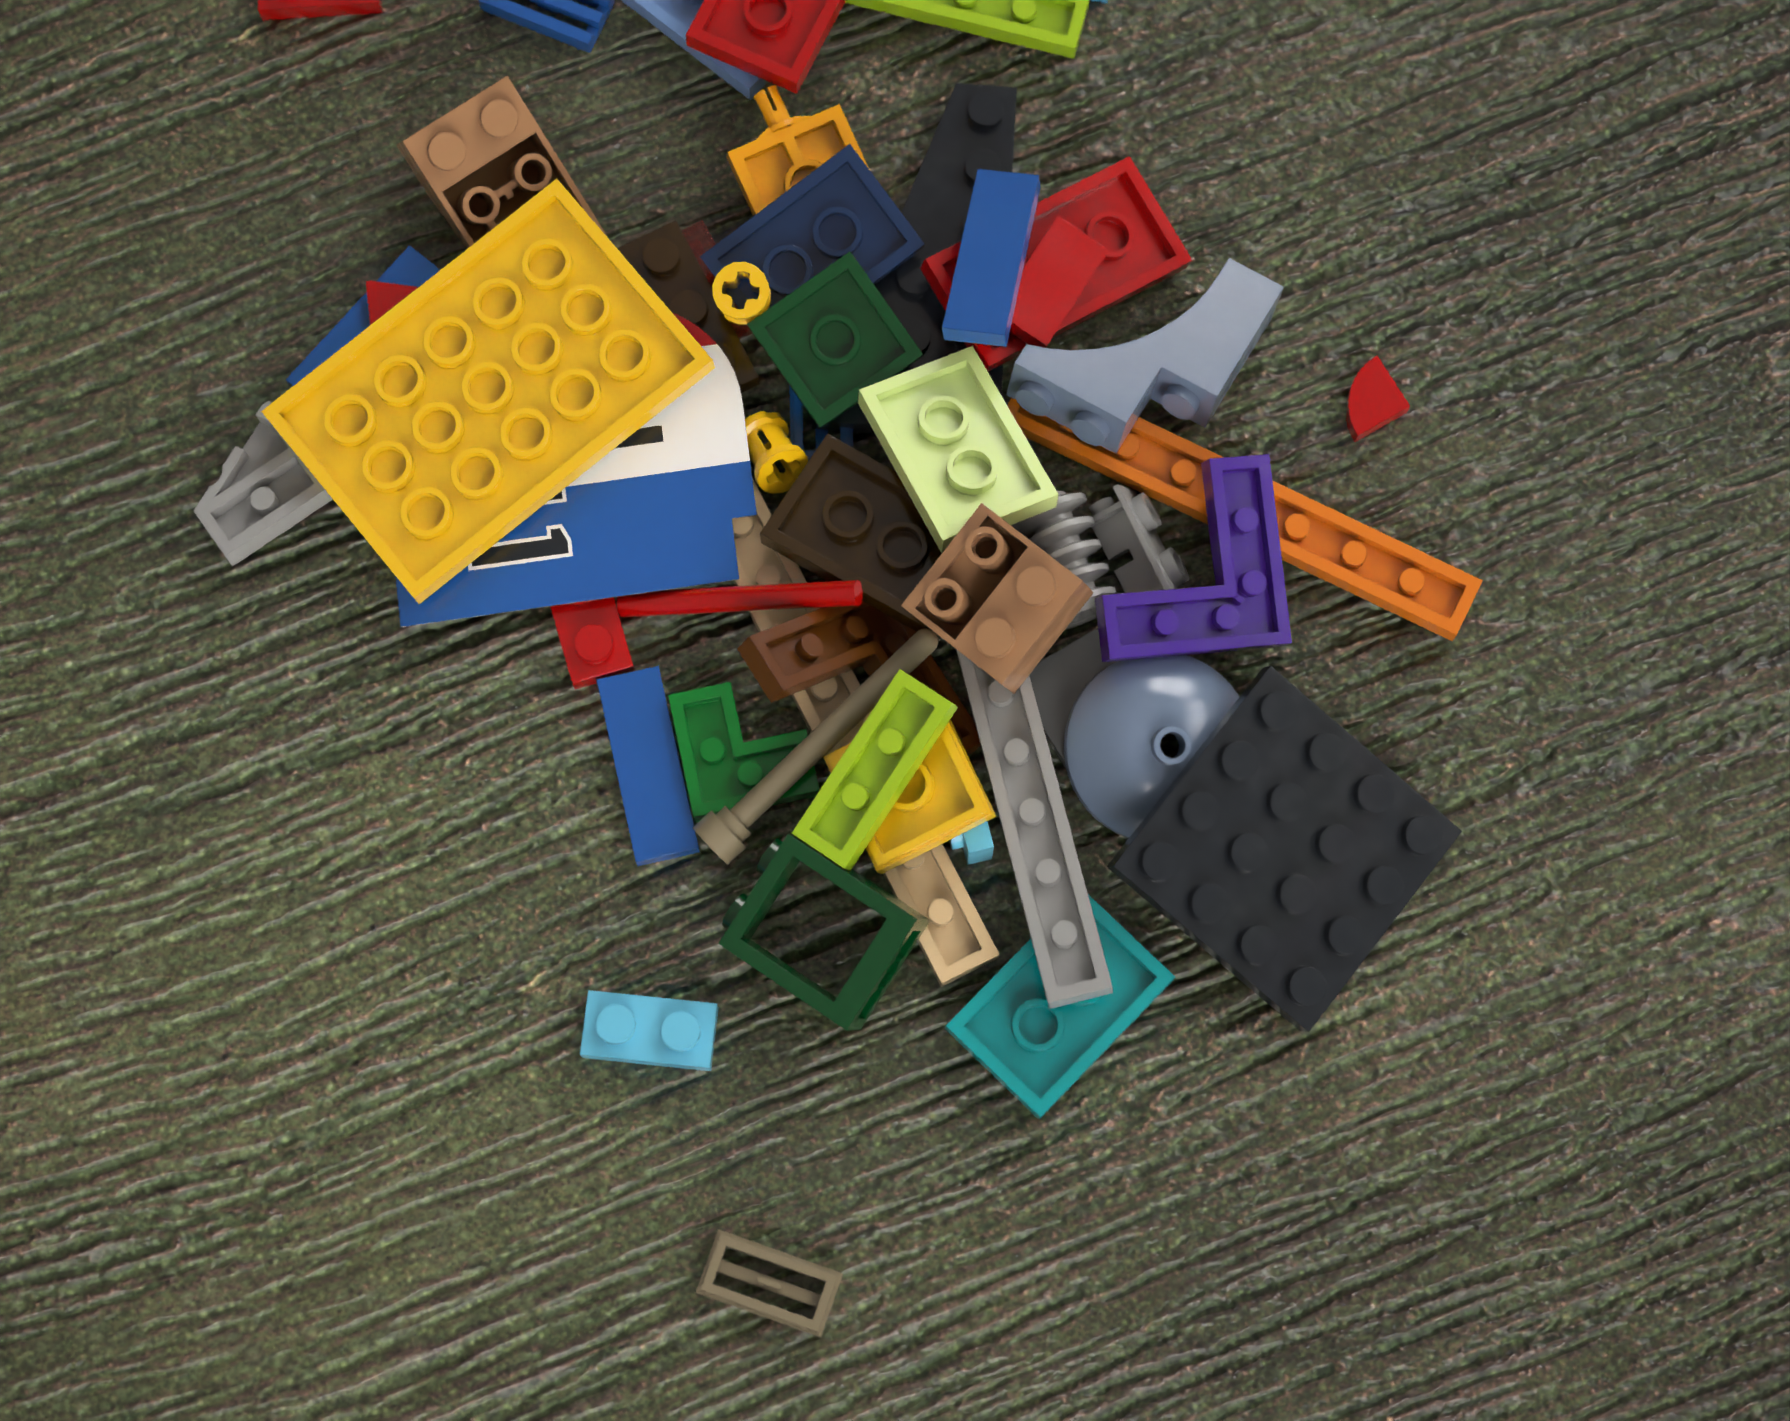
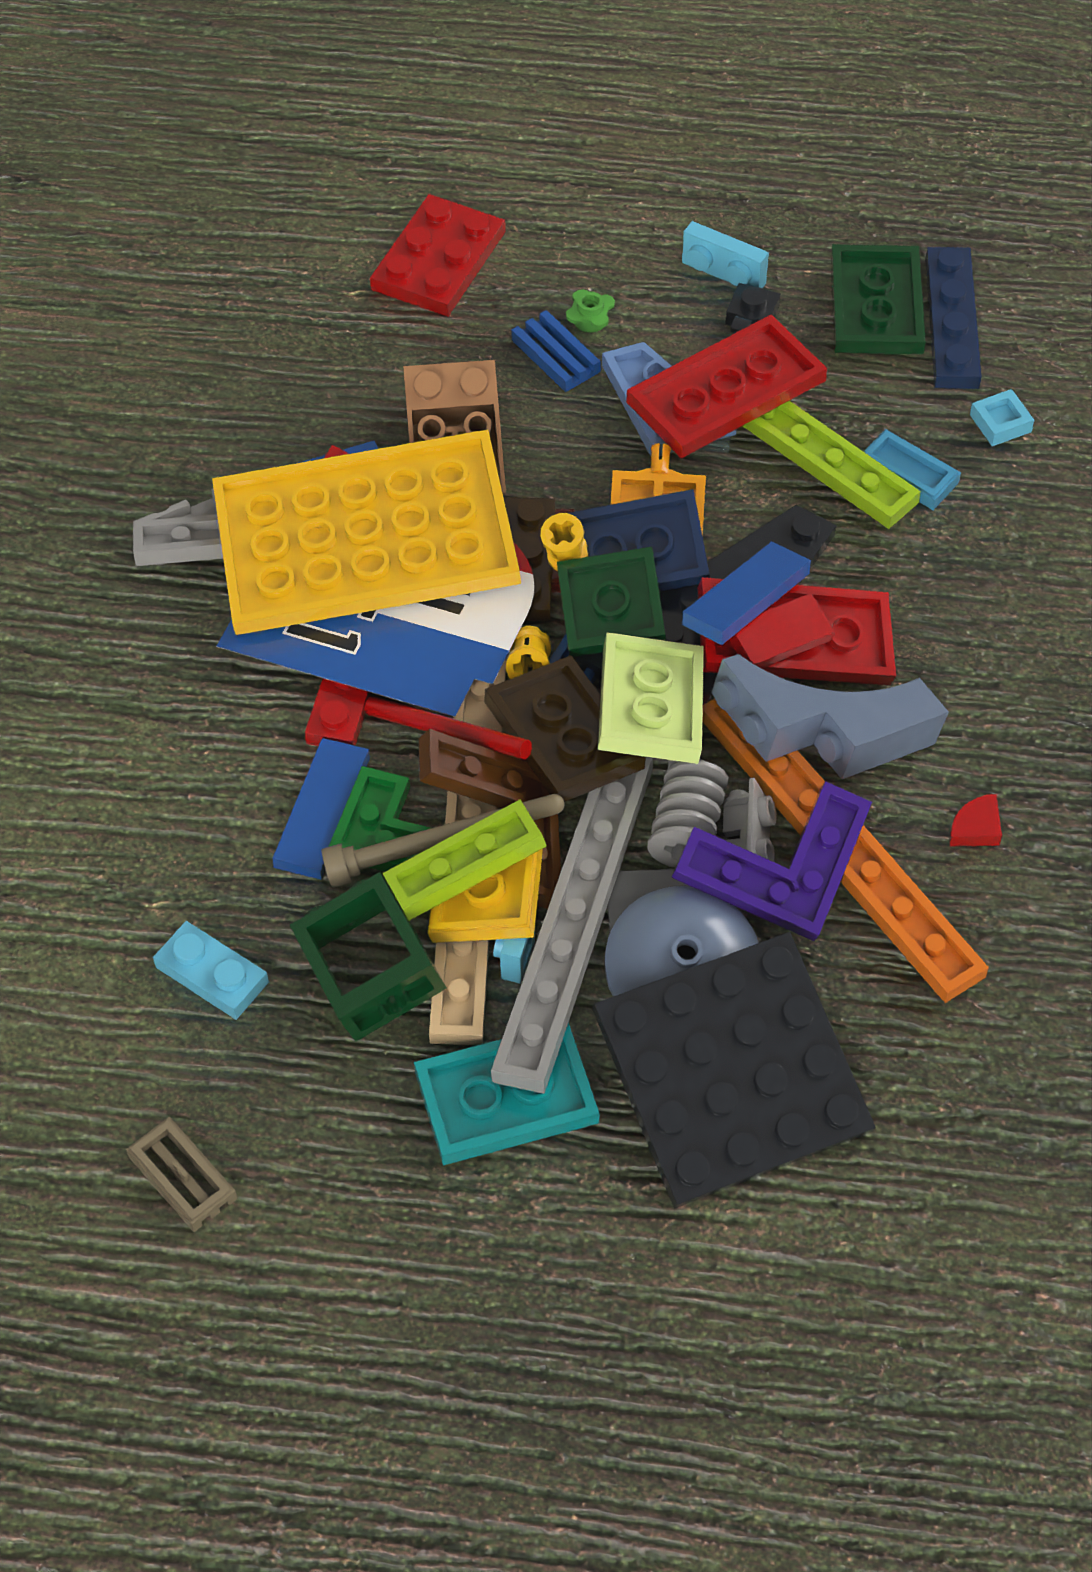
camera: 30 degrees right, 20 degrees down
(998, 598) = (619, 795): medium nougat slope -> none

